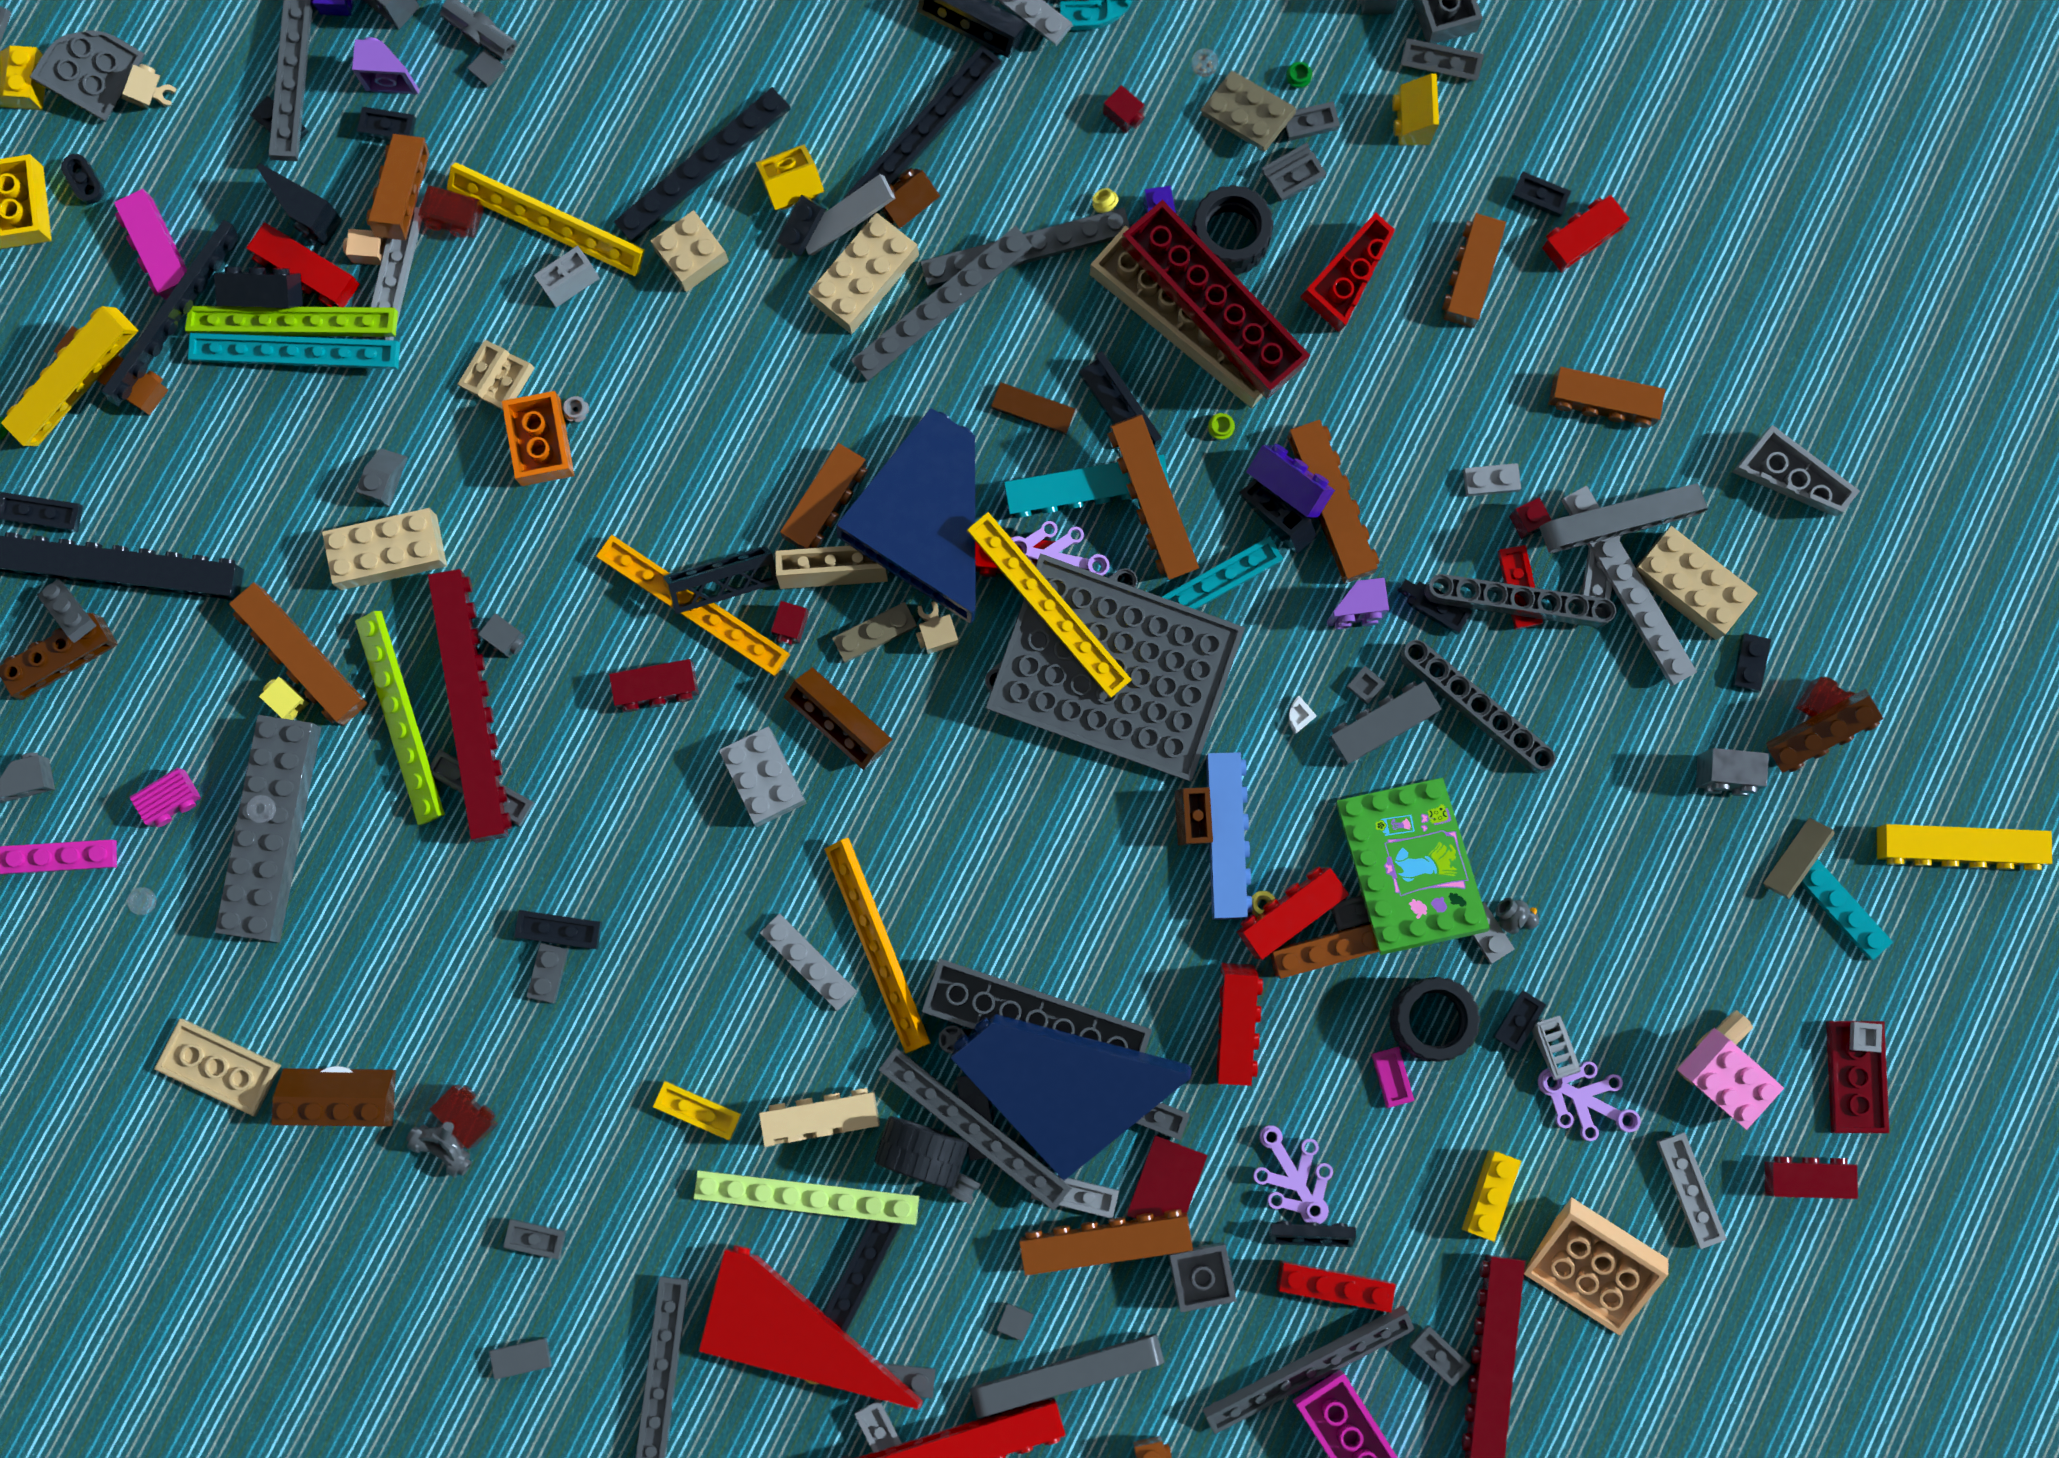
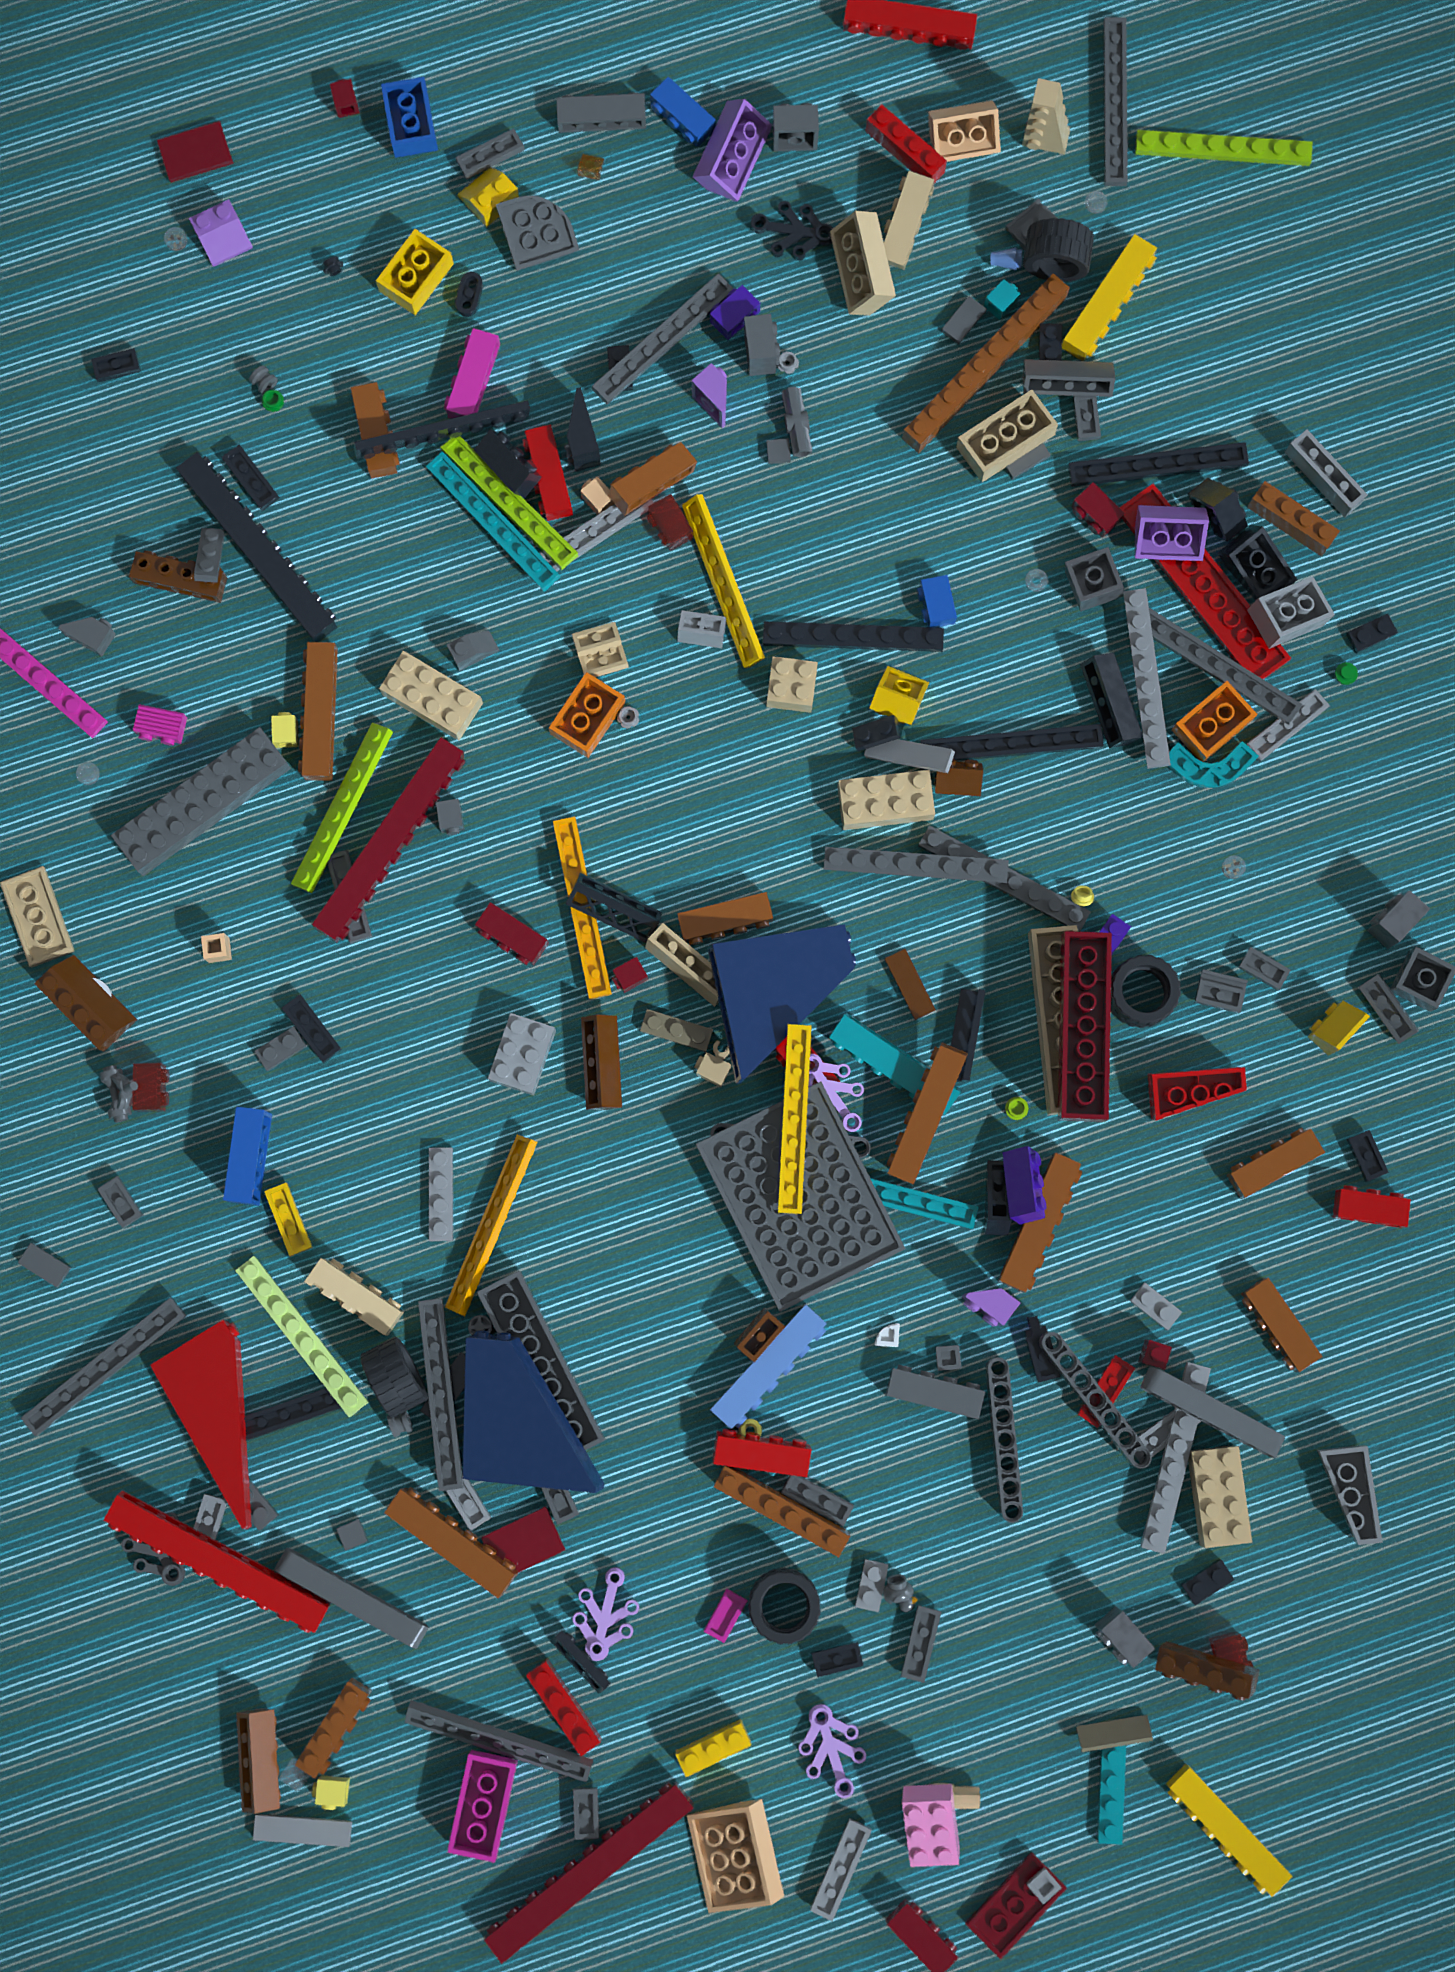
camera: 45 degrees right, 0 degrees up
(69, 376) = (345, 413): yellow brick -> none
(142, 87) = (558, 270): tan brick -> none
(269, 809) = (212, 792): clear plate -> none
(385, 123) = (683, 429): black plate -> none
(405, 940) = (216, 948): none -> light nougat brick
(609, 1090) = (247, 1156): none -> blue brick
(745, 69) = (937, 602): none -> blue brick
(1124, 109) = (1151, 849): dark red brick -> none
(1202, 1277) = (488, 1620): flat silver brick -> none
(1238, 1024) = (660, 1488): red wedge -> none
(1248, 111) = (1230, 924): dark tan plate -> none
(1299, 75) = (1286, 932): green plate -> none
(1412, 866) = (863, 1498): bright green plate -> none
(1564, 1044) = (854, 1694): light grey slope -> none
(1574, 940) = (920, 1643): none -> dark grey plate

